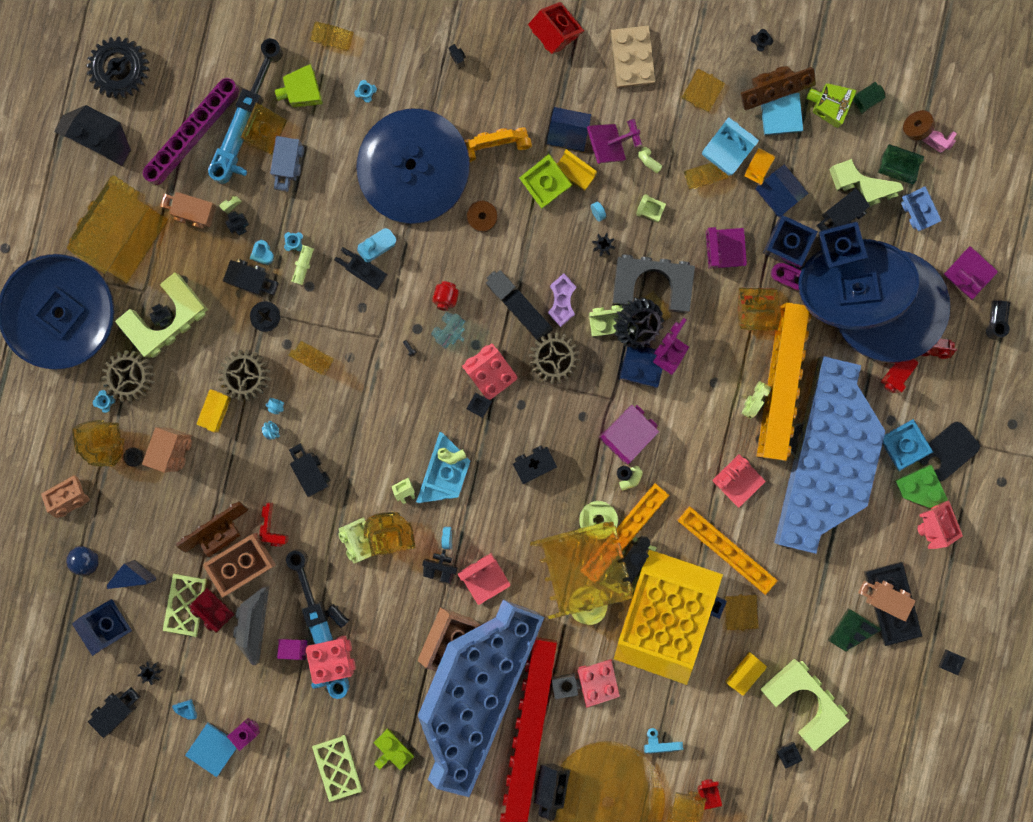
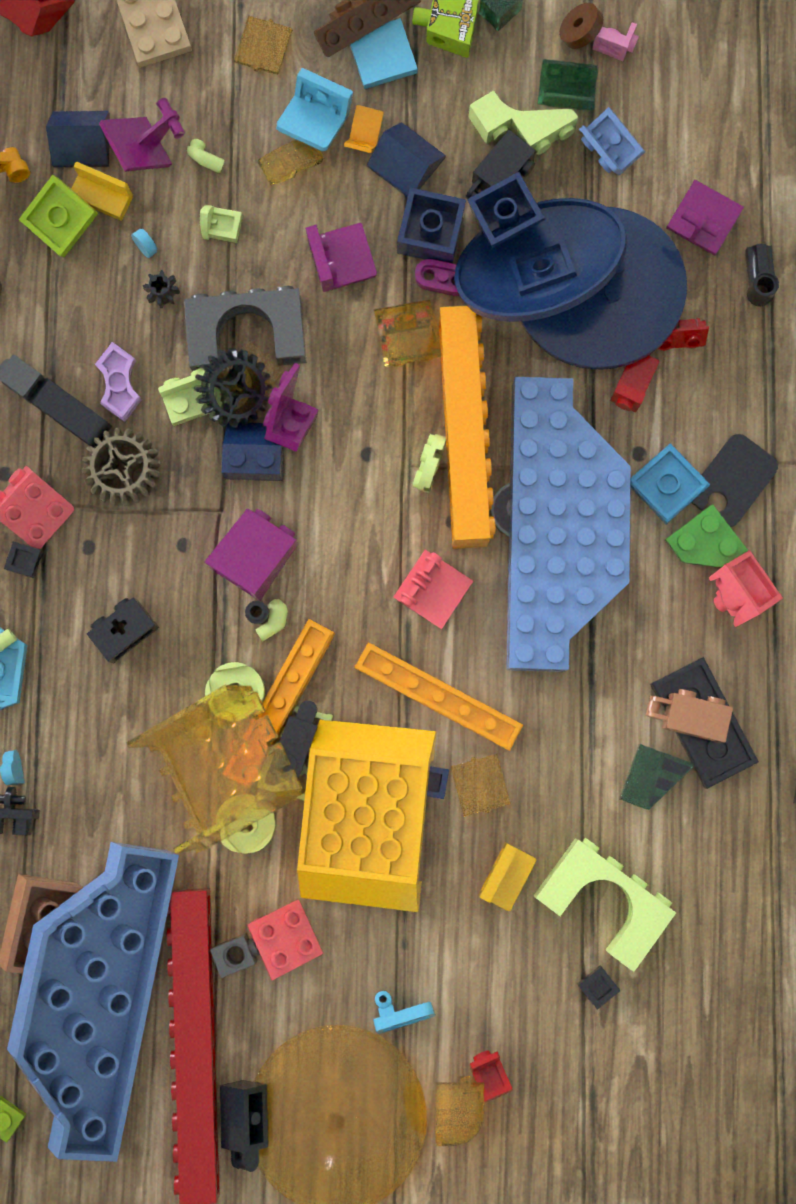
camera: 10 degrees left, 5 degrees down
(484, 578) = (79, 816): coral bracket -> none

